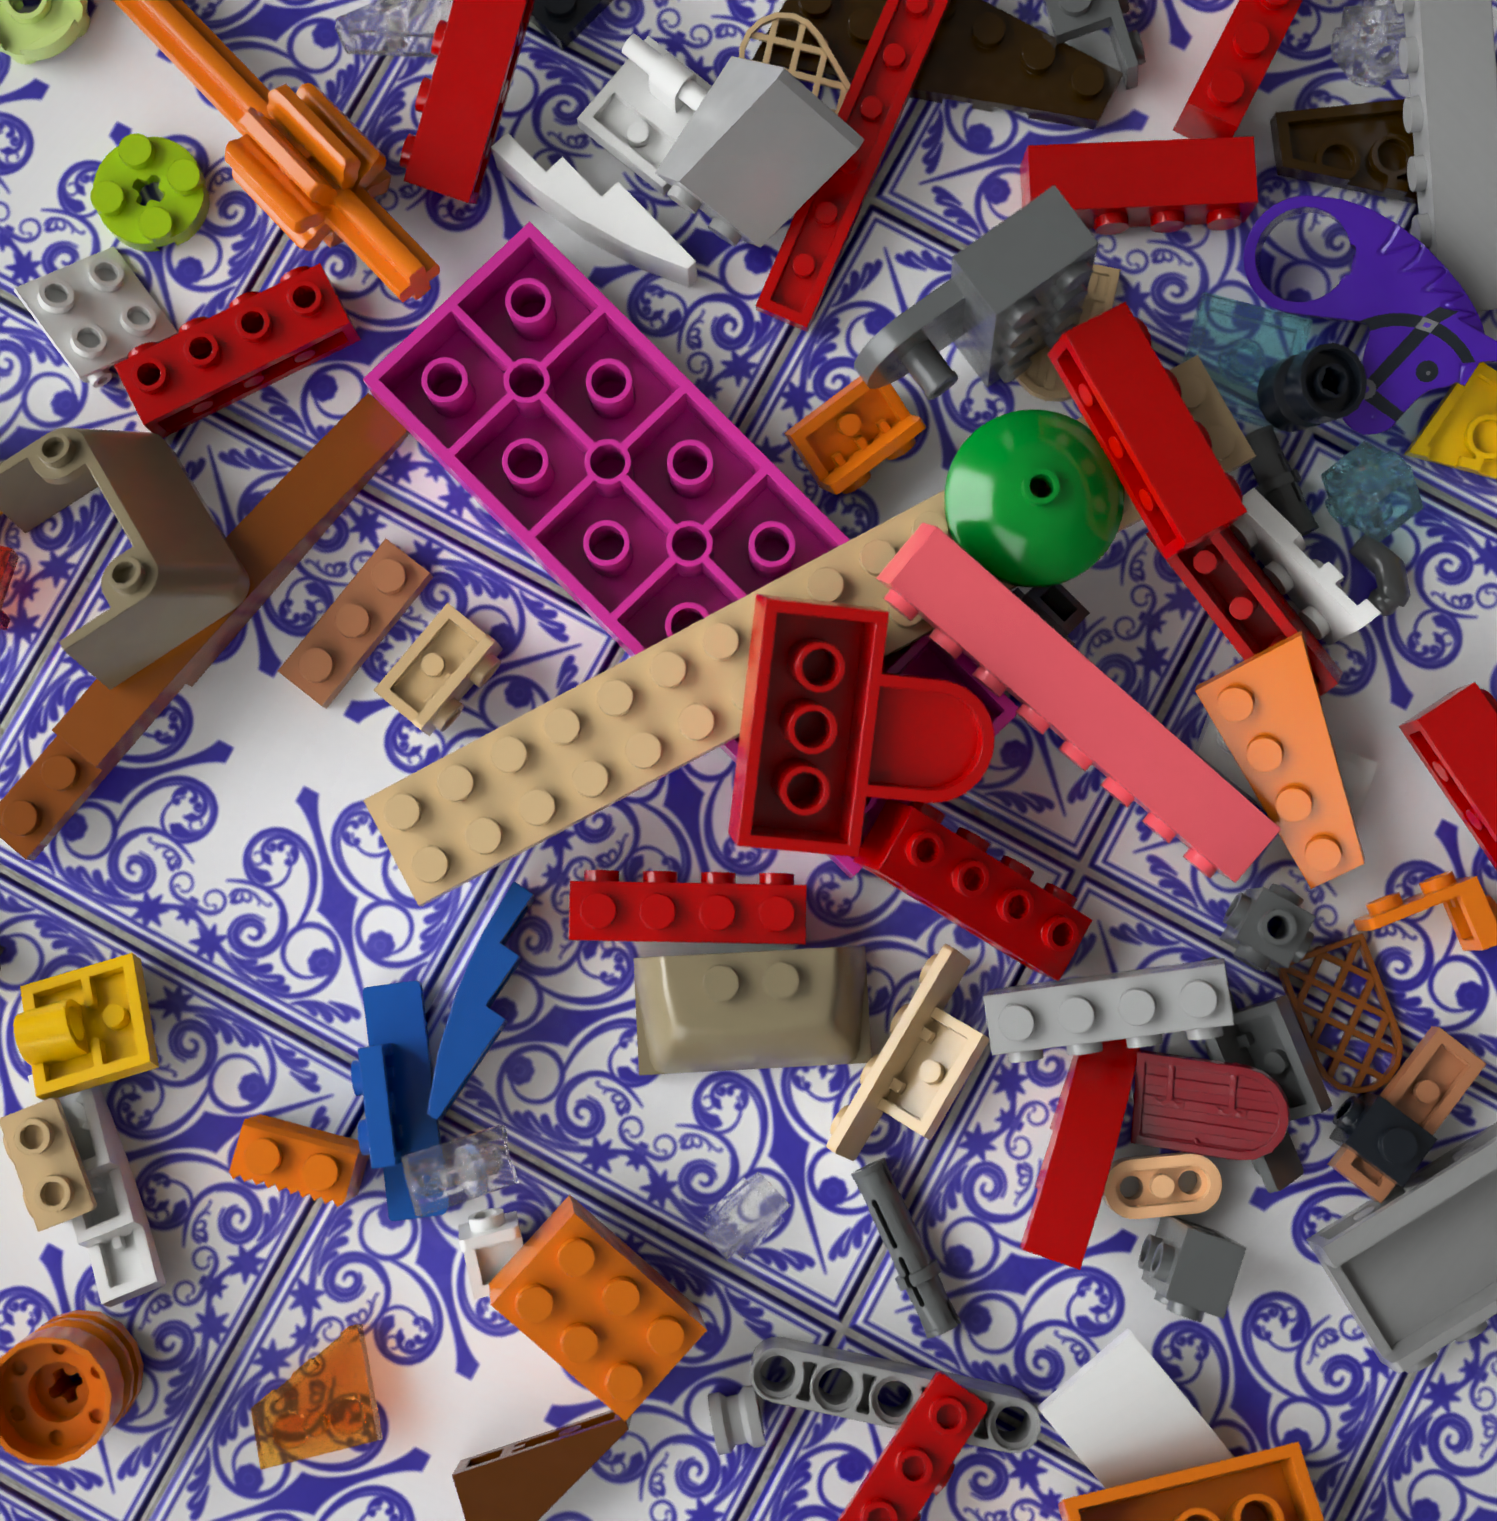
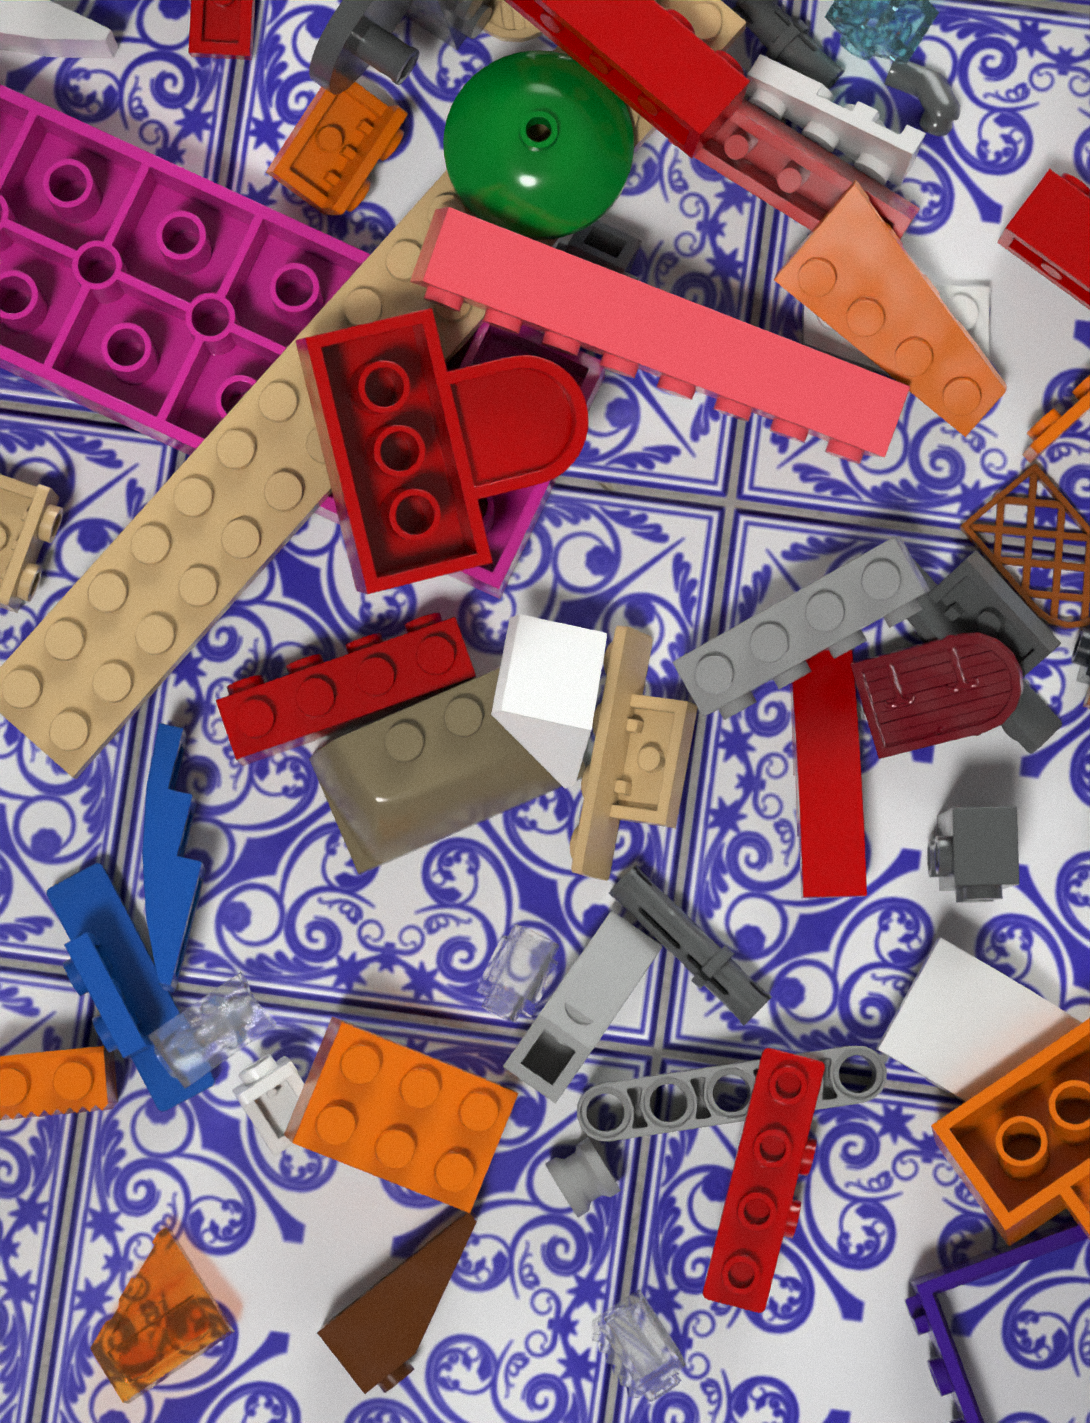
camera: 20 degrees left, 0 degrees up
(789, 1271) = (583, 1007): none -> light grey slope
(867, 984) = (550, 691): none -> white slope
(972, 888) = (622, 557): red brick -> none
(1159, 1187) = (921, 788): light nougat plate -> none
(1248, 931) = (919, 507): dark grey brick -> none

